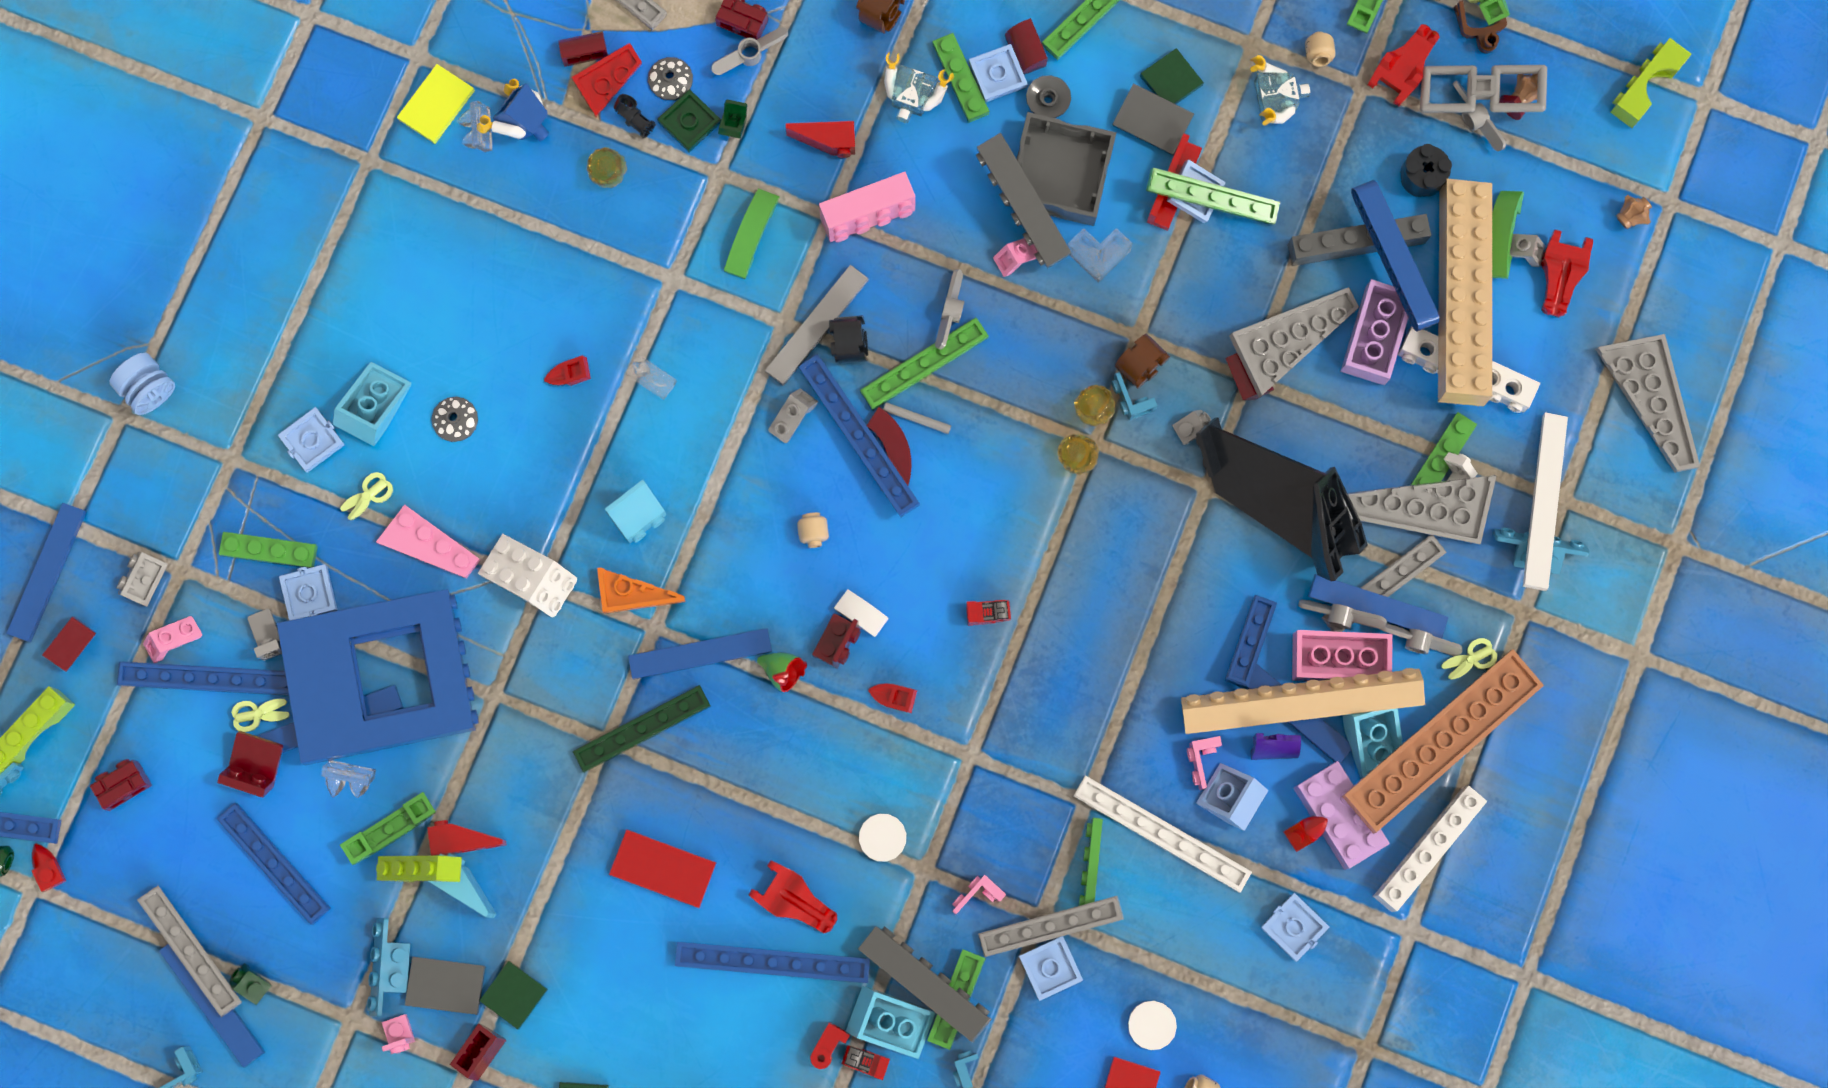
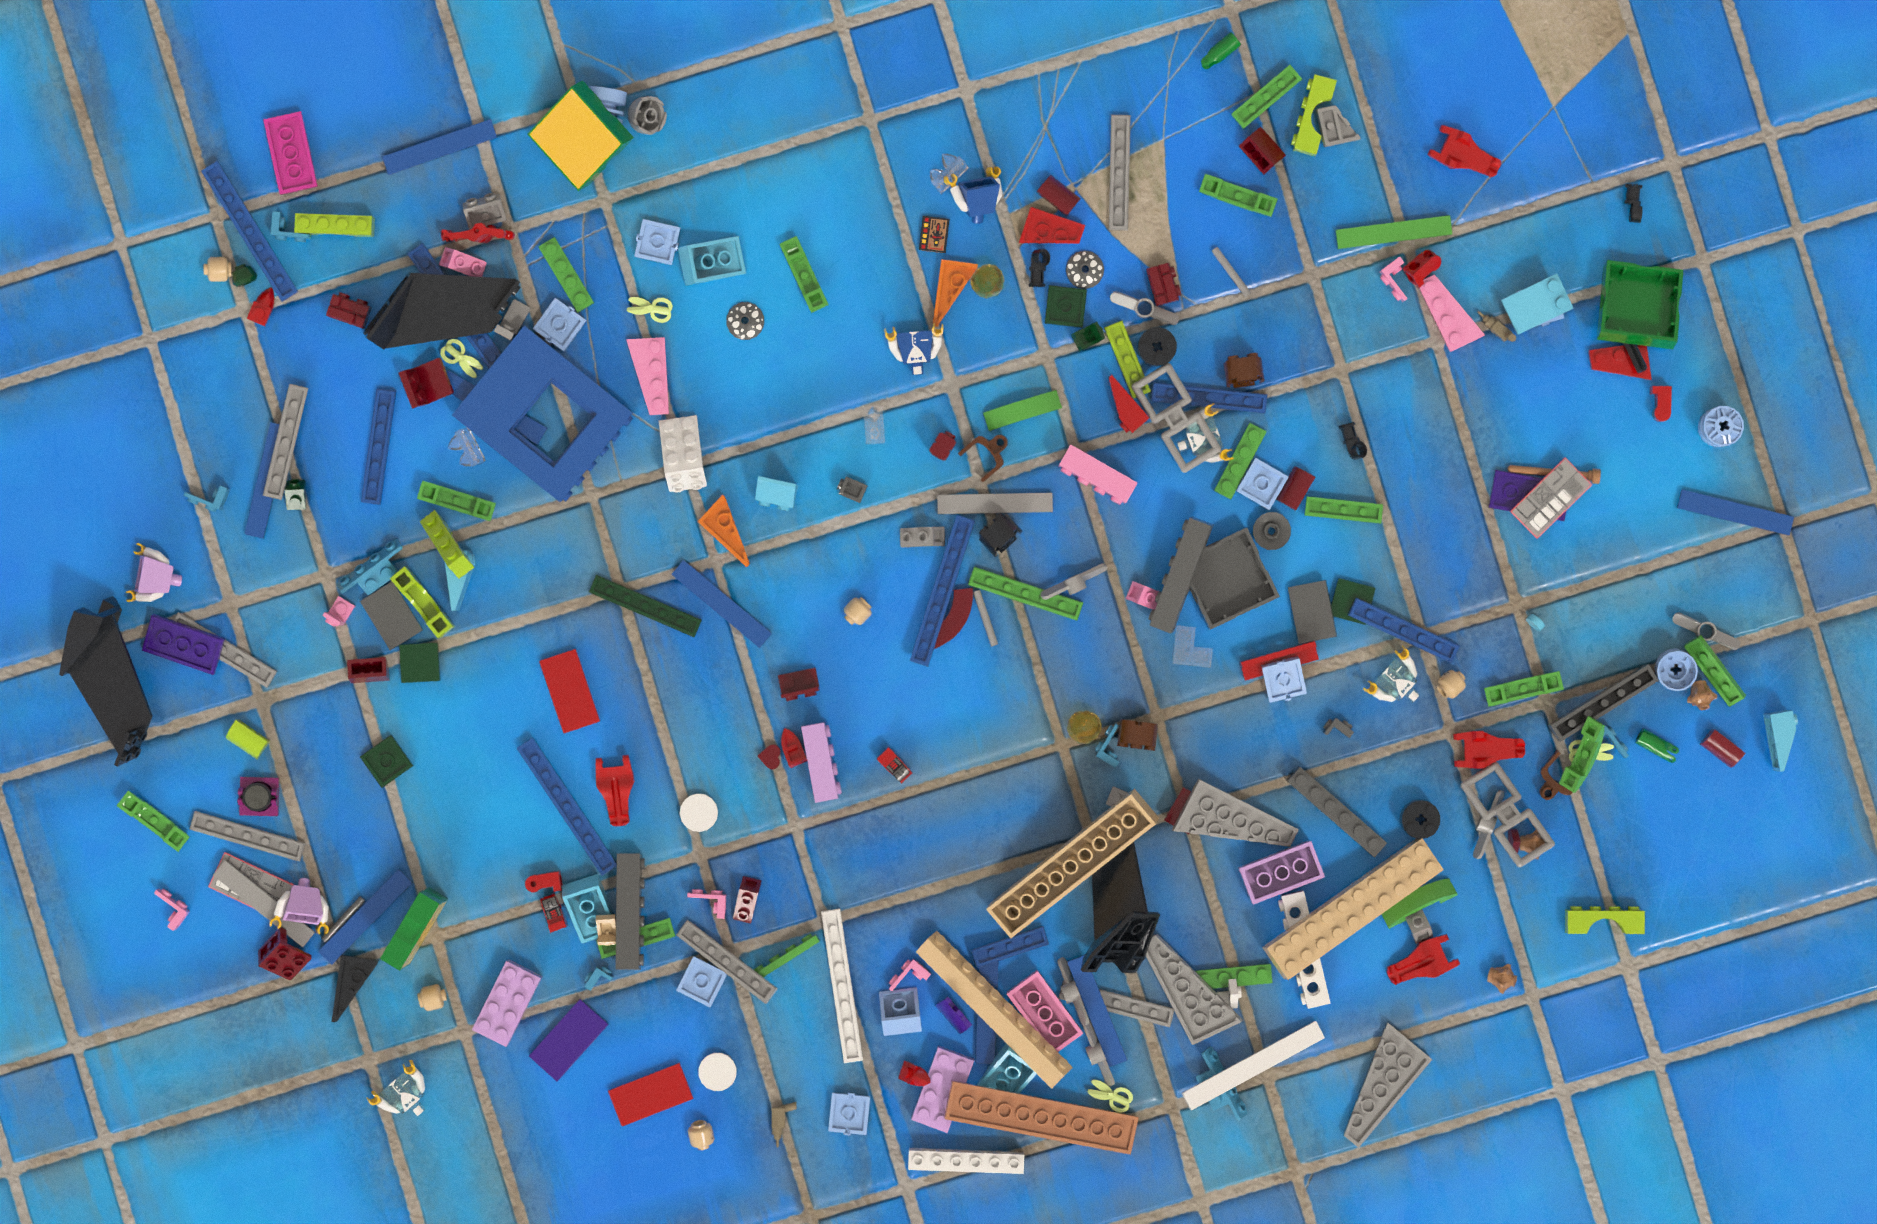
camera: 55 degrees right, 10 degrees up
(69, 643) = (407, 202): dark red brick -> none
(146, 425) = (580, 135): none -> yellow tile
(155, 598) = (479, 233): none -> red animal
(185, 352) = (647, 115): none -> light grey cylinder
(190, 691) = (440, 309): none -> black piece
(435, 103) = (942, 130): neon yellow tile -> none
(454, 839) = (484, 548): red slope -> none
(456, 330) = (804, 274): none -> bright green slope
(456, 942) = (422, 601): none -> lime arch
(523, 185) = (934, 234): none -> piece
(569, 372) = (834, 370): red plate -> none
(579, 202) = (952, 280): none -> orange wing
(611, 280) = (915, 347): none -> torso
(694, 444) = (852, 489): none -> dark grey bracket
(723, 325) = (944, 443): none -> dark red brick
(763, 284) = (993, 447): none -> reddish brown piece
(783, 103) = (1125, 356): none -> lime tile
(783, 669) = (753, 664): hat -> none
(794, 54) = (1168, 346): none -> black brick
(856, 608) = (829, 685): white slope -> none
(874, 97) = (1176, 417): none -> light grey bar
(875, 63) = (1205, 396): none -> blue tile
(884, 725) = (770, 756): none -> dark red tile
(924, 1020) = (606, 929): none -> tan bracket
(927, 677) = (820, 762): none -> lavender brick
(1005, 858) = (746, 899): none -> bracket
(1078, 454) = (1043, 741): clear yellow hair -> none
(1212, 196) = (1287, 693): tile -> none
(1219, 511) = (1072, 863): none -> tan brick
(1235, 53) = (1403, 630): none -> blue tile
(1247, 1002) = (778, 1119): none -> dark tan piece
(1283, 174) = (1344, 727): none -> dark grey bracket
(1395, 255) = (1338, 844): blue beam -> none

